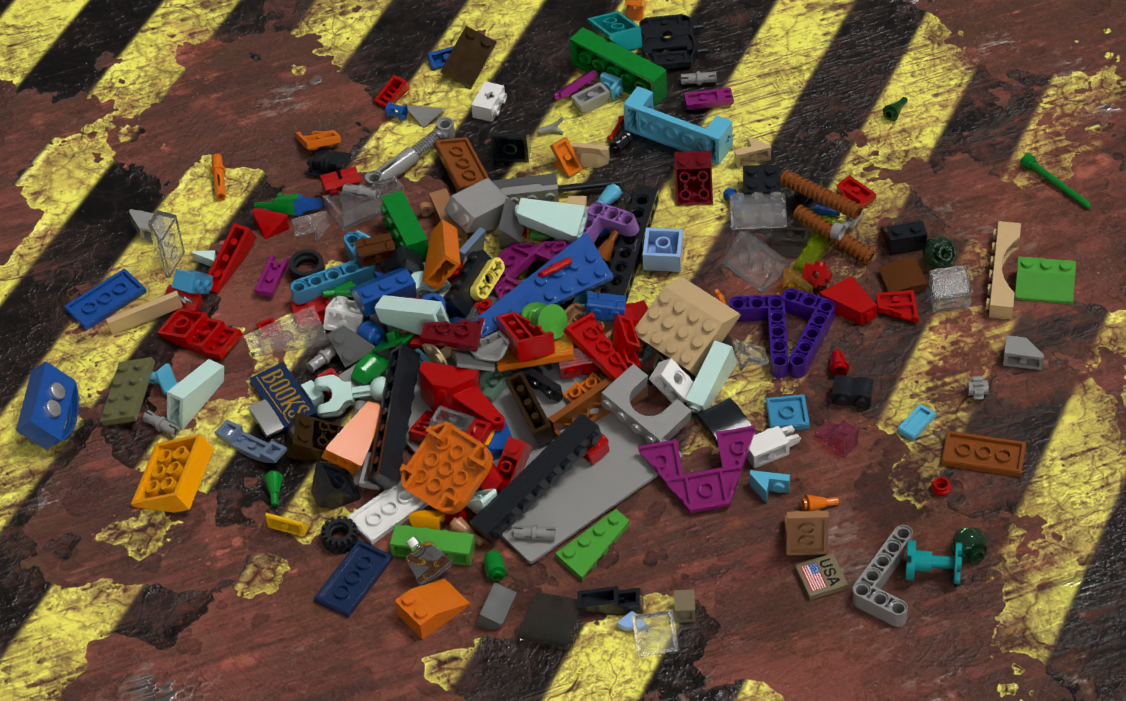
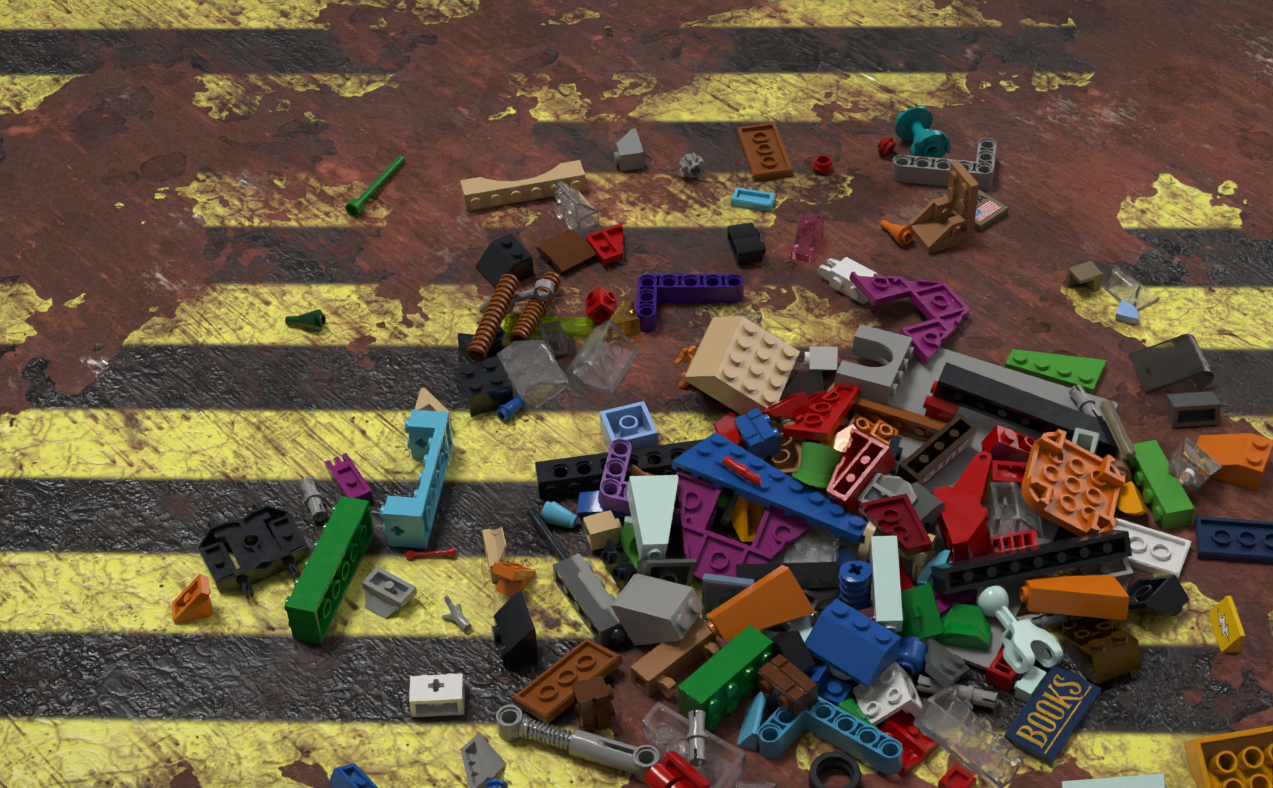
camera: 115 degrees left, 5 degrees down
(249, 445) = (1148, 706): sand blue slope -> none
(266, 418) = (1100, 712): light grey slope -> none
(273, 482) = (1185, 662): green cone -> none
(335, 526) = (1202, 580): black tyre -> none
(427, 161) = (593, 704): none -> reddish brown brick
(468, 57) = (360, 744): dark brown slope -> none
(480, 282) = (772, 556): light yellow beam -> none
(483, 306) = (816, 543): red plate -> none
(483, 521) = (1117, 429): none -> dark tan axle
(494, 566) = (1145, 427): green brick -> none
(574, 87) = (369, 612): magenta hinge -> none
(610, 601) = (1118, 328): black slope -> none
(613, 84) = (357, 574): medium azure bracket -> none
(618, 29) = (263, 583): teal slope -> none
(620, 141) = (458, 534): black bush -> none
(693, 177) = (492, 449): dark red slope -> none
(711, 377) = (799, 333): light aqua slope -> none
(723, 417) = (837, 321): black slope -> none
(766, 481) = (900, 265): medium azure slope -> none
(771, 309) = (674, 322): dark purple beam -> none
(788, 411) = (796, 284): dark azure tile -> none
(838, 363) = (712, 263): red cone -> none
(851, 301) = (622, 274): red slope -> none
(855, 191) = (460, 315): red wing -> none
(940, 252) = (527, 225): clear green plant -> none
(942, 540) = (886, 146): none -> red plate
(973, 544) = (879, 126): clear green plant -> none
(1045, 280) = (523, 155): bright green slope -> none

